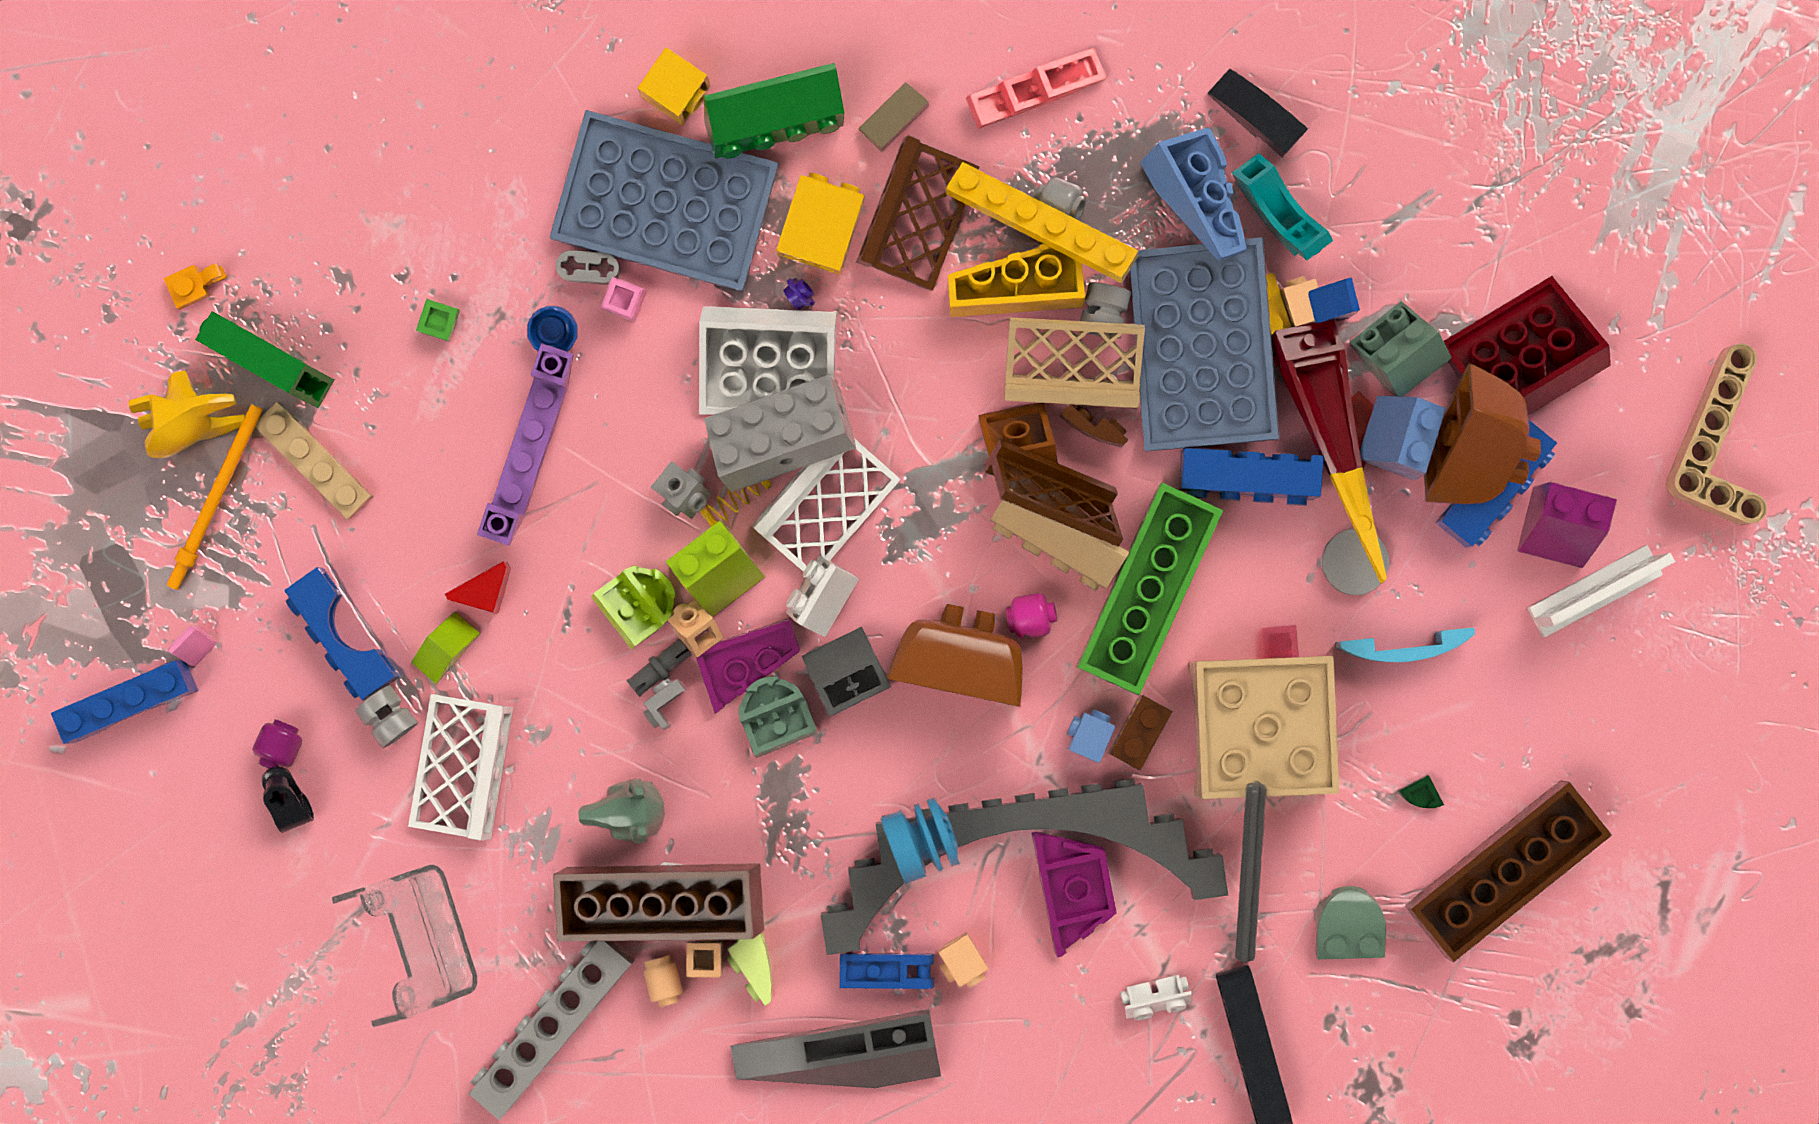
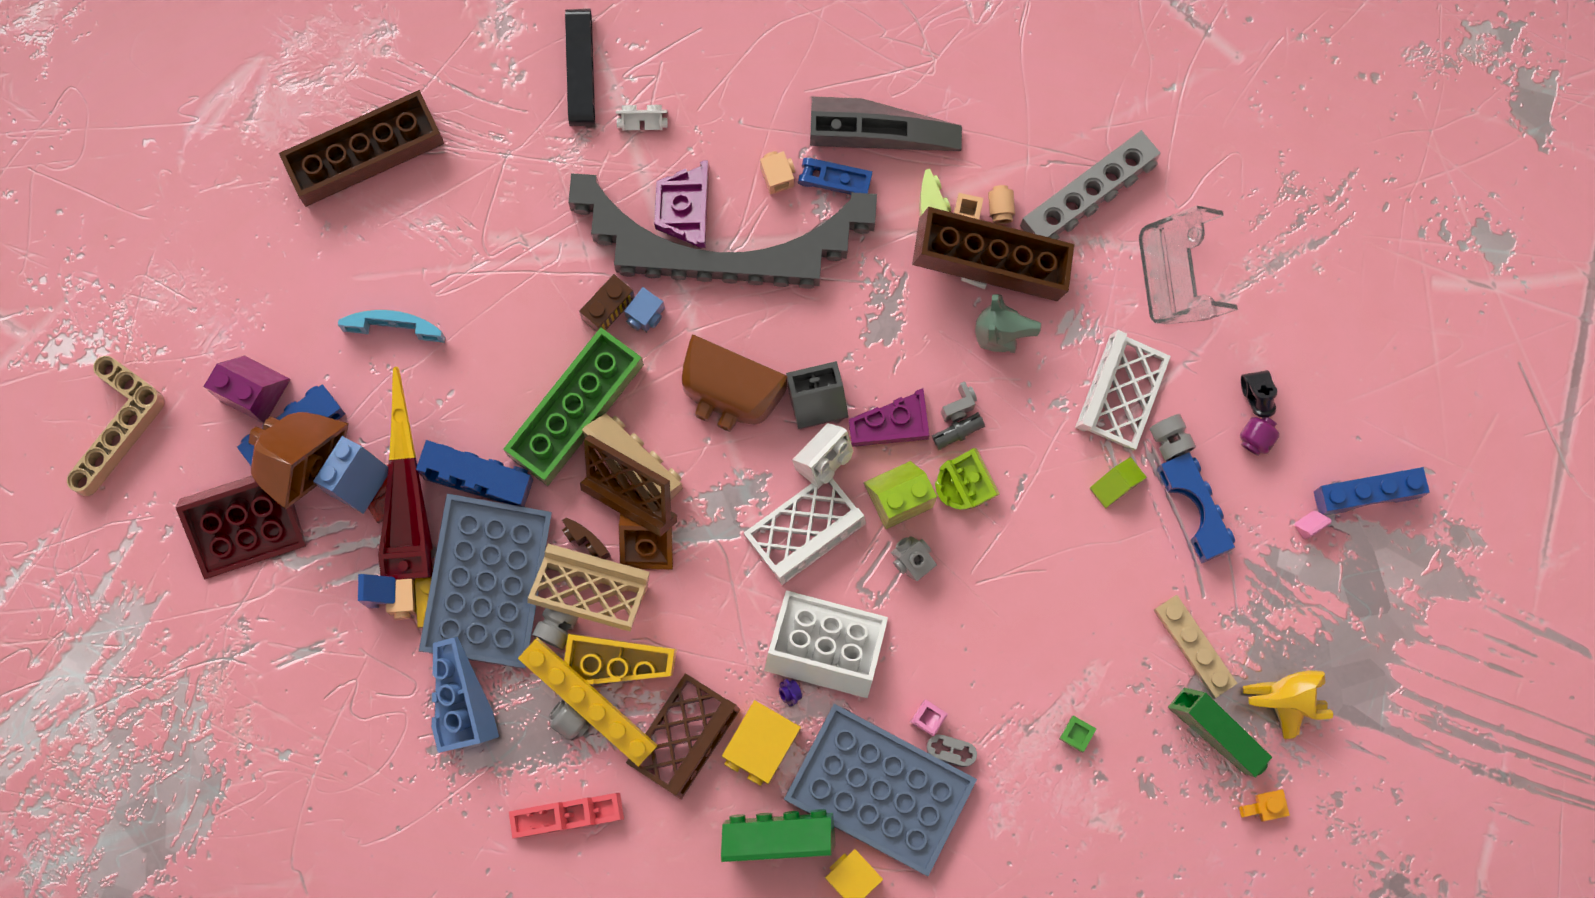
camera: 170 degrees left, 10 degrees down
(187, 555) = (1305, 594): light orange bar -> none
(484, 590) = (1082, 516): red slope -> none
(529, 445) = (1026, 617): medium lavender slope -> none
(552, 327) = (989, 704): blue hair -> none
(689, 622) = (925, 452): light nougat brick -> none
(709, 517) = (848, 553): yellow piece -> none
(775, 715) = (877, 376): sand green slope -> none
(780, 433) = (828, 582): light grey brick -> none
(894, 116) = (684, 818): dark tan slope -> none
(920, 840) = (789, 253): dark azure wheel -> none
(1031, 616) = (668, 407): dark pink head -> none
(1250, 871) = (550, 183): dark grey axle -> none
(1257, 112) = (396, 756): black slope -> none
(1265, 725) = (512, 284): tan container -> none
(1279, 209) = (398, 671): teal arch -> none
(1280, 642) = (486, 344): clear pink bracket -> none
(1348, 566) = (420, 395): light grey tile -> none
(1350, 925) = (488, 137): sand green slope -> none
(1401, 349) = (335, 546): sand green slope -> none
(1421, 793) = (410, 219): dark green tile -> none
(1598, 589) = (236, 333): white fence -> none

